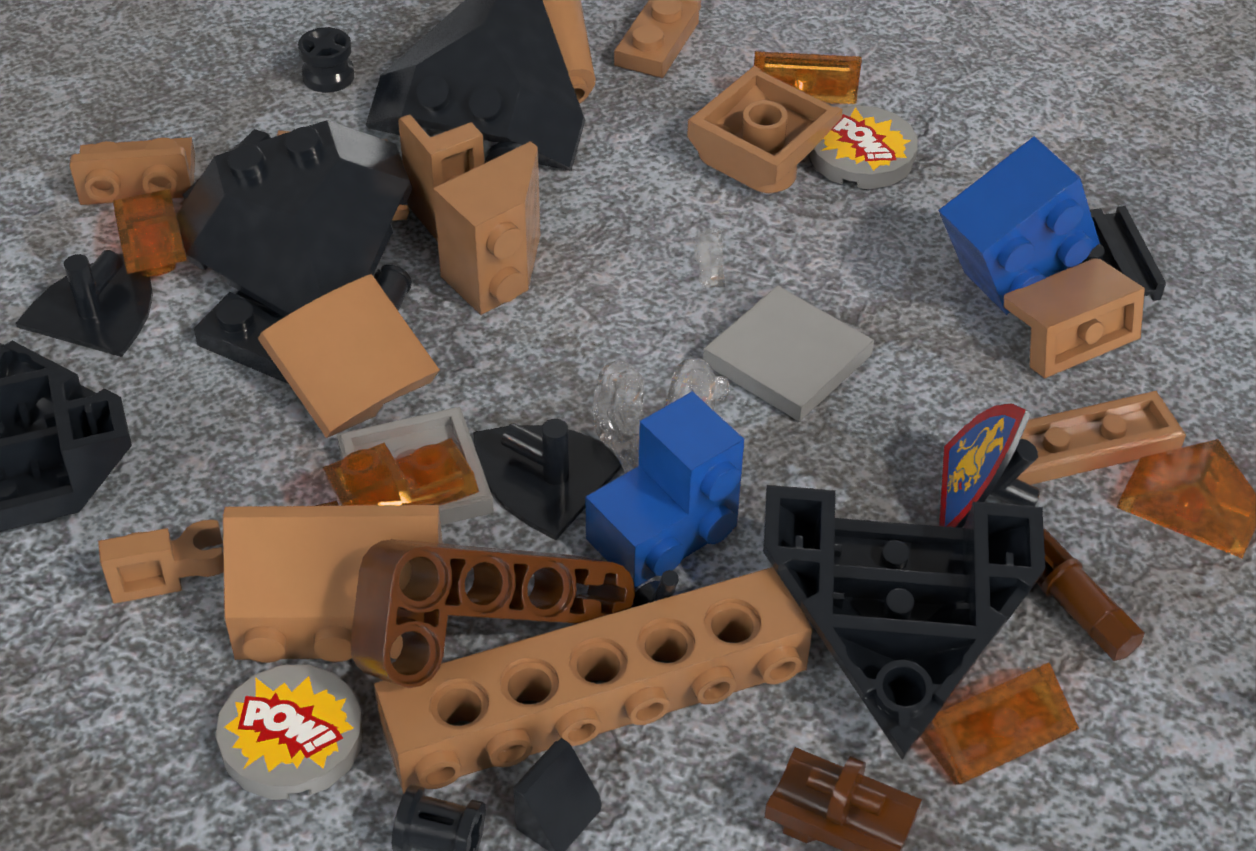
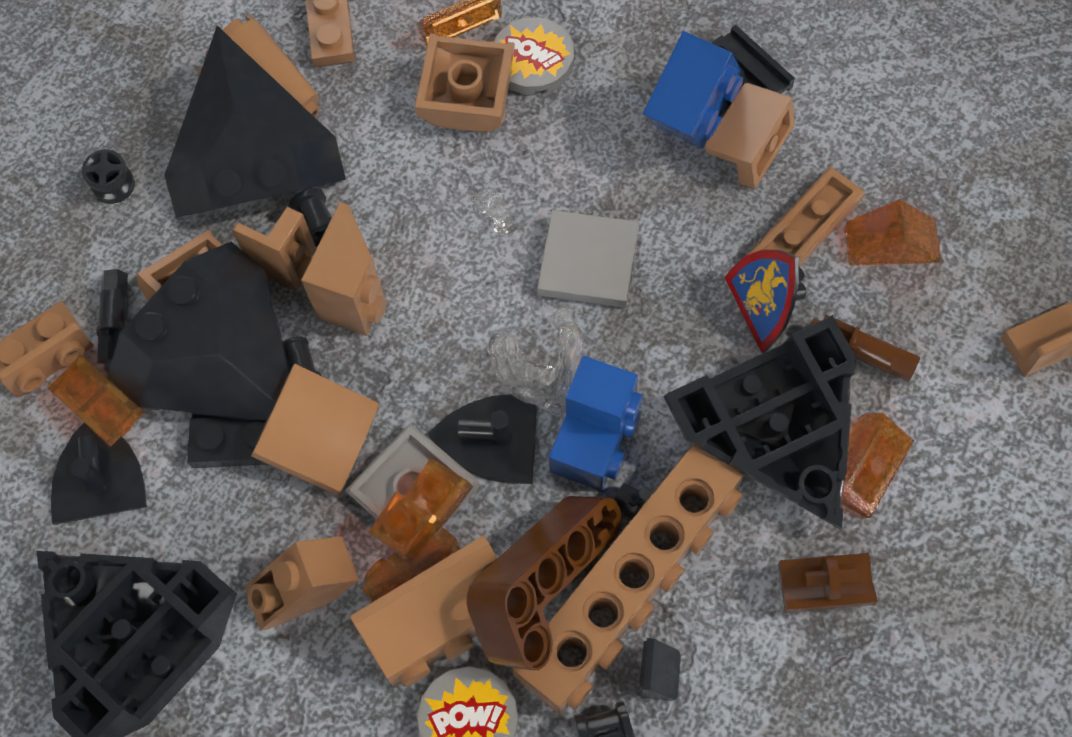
camera: 25 degrees left, 20 degrees up
(153, 564) = (298, 658): medium nougat plate -> none
(213, 475) = (301, 581): none -> medium nougat slope

